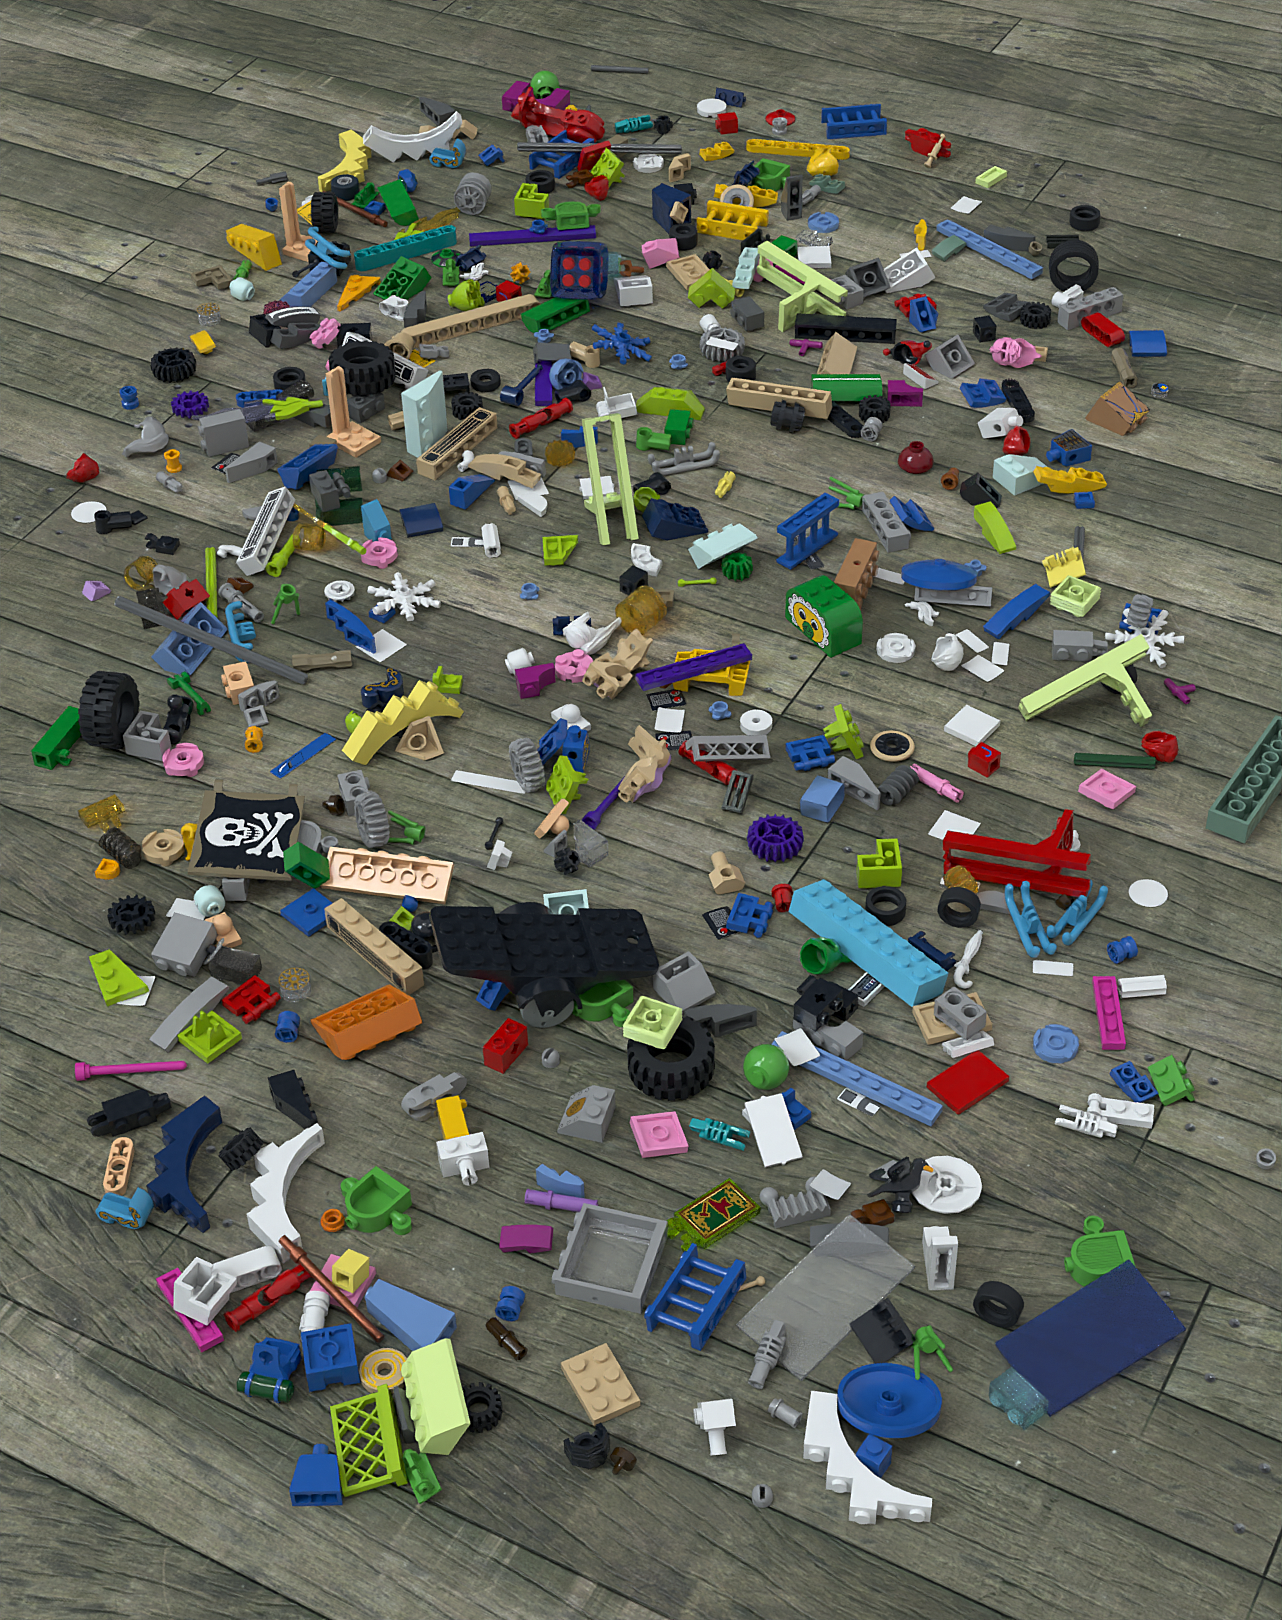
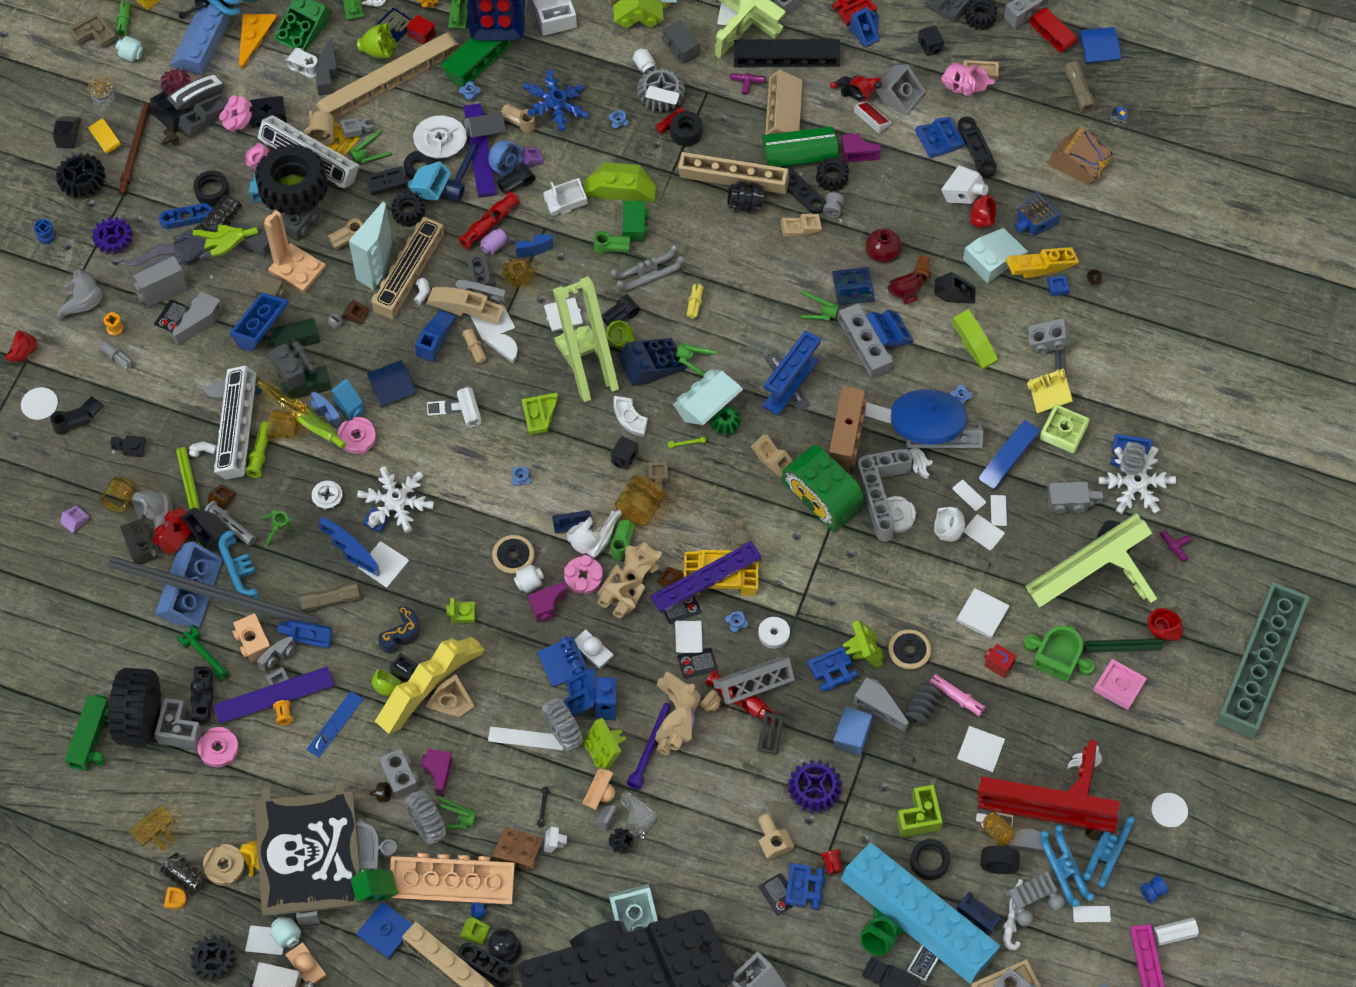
camera: 10 degrees left, 20 degrees up
(168, 336) = (66, 131): none -> black slope
(214, 594) = (204, 525): none -> black slope
(215, 369) = (126, 176): none -> copper bar
(235, 727) = (269, 695): none -> dark purple tile
(261, 346) = (170, 137): none -> dark brown tile
(294, 683) = (307, 632): none -> blue hinge
(353, 529) = (325, 408): none -> medium blue slope
(395, 791) = (438, 766): none -> magenta arch
(433, 366) = (359, 152): none -> bright green plant
(463, 860) = (517, 848): none -> medium nougat hinge
(486, 389) = (429, 181): none -> medium azure torso
(497, 644) = (510, 543): none -> wheel
(508, 361) = (439, 127): none -> white piece
(537, 722) = (562, 660): none -> blue hinge
(542, 431) = (493, 241): none -> lavender brick
(612, 640) = (621, 539): none -> bright green piece
(681, 766) = (711, 701): none -> tan plate
(708, 513) = (686, 351): none -> bright green plant
(774, 593) = (770, 455): none -> tan slope
(841, 443) = (801, 226): none -> tan slope
(881, 609) = (870, 471): none -> light grey beam
(882, 482) = (853, 286): none -> clear blue slope
(932, 485) = (906, 287): none -> dark red piece
(992, 938) = (1031, 892): none -> light grey gear
(1046, 759) = (1059, 653): none -> bright green piece
(1069, 528) = (1049, 333): none -> light grey brick
(1120, 495) = (1090, 277): none -> dark brown hinge

